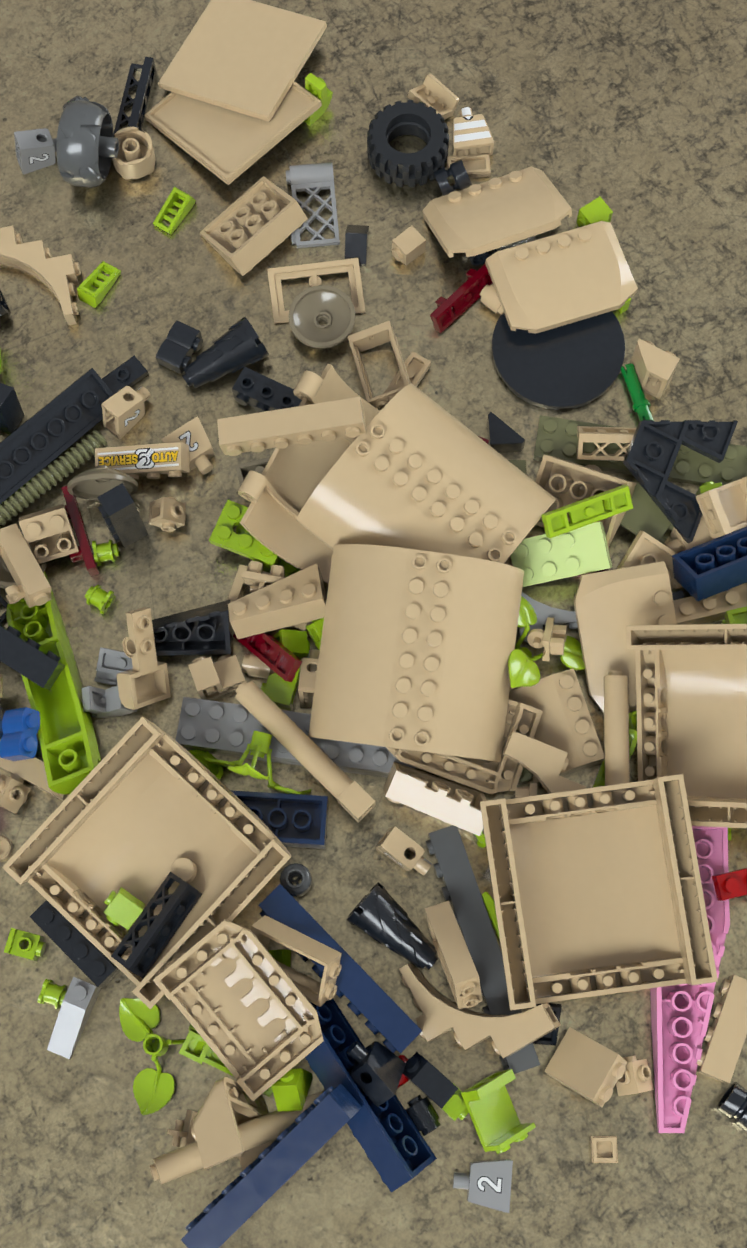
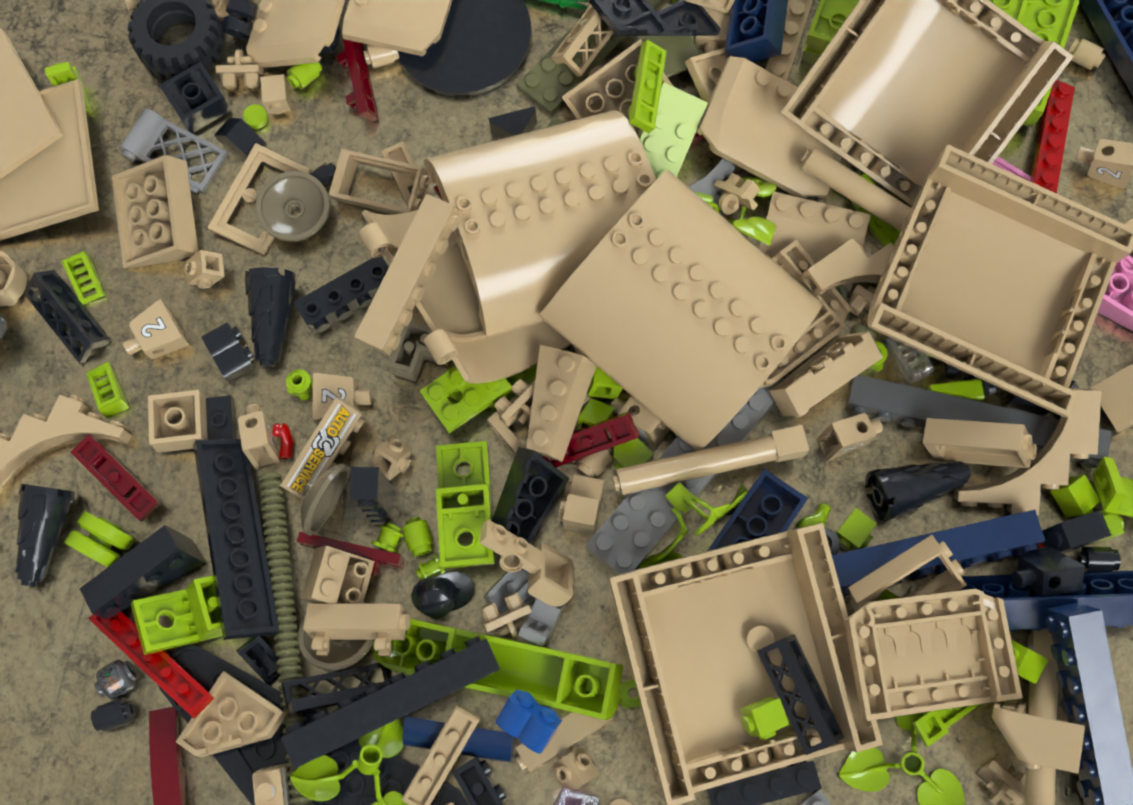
camera: 55 degrees left, 0 degrees up
(34, 333) = (115, 477): none -> dark red hinge
(86, 616) = (442, 593): none -> black piece
(86, 665) = (493, 619): none -> tan hips
(102, 346) = (177, 420): none -> tan brick
(120, 572) = (418, 536): none -> lime brick
(137, 218) = (67, 309): none -> black fence
(138, 432) = (287, 440): none -> red arm
(162, 287) = (155, 332): none -> tan torso
(165, 586) = (463, 503): none -> lime bracket
(185, 411) = (304, 388): none -> lime brick
(231, 288) = (204, 269): none -> tan brick
(315, 865) = (819, 517): none -> lime arm
(325, 901) = (856, 531): none -> lime brick
(364, 191) = (195, 97): none -> black brick
(364, 321) = (325, 173): none -> black cone
(381, 243) = (255, 116): none -> lime tile
(402, 202) = (229, 72): none -> tan hips
(438, 255) = (303, 74): none -> lime brick
(465, 1066) = (1076, 497): none -> lime brick

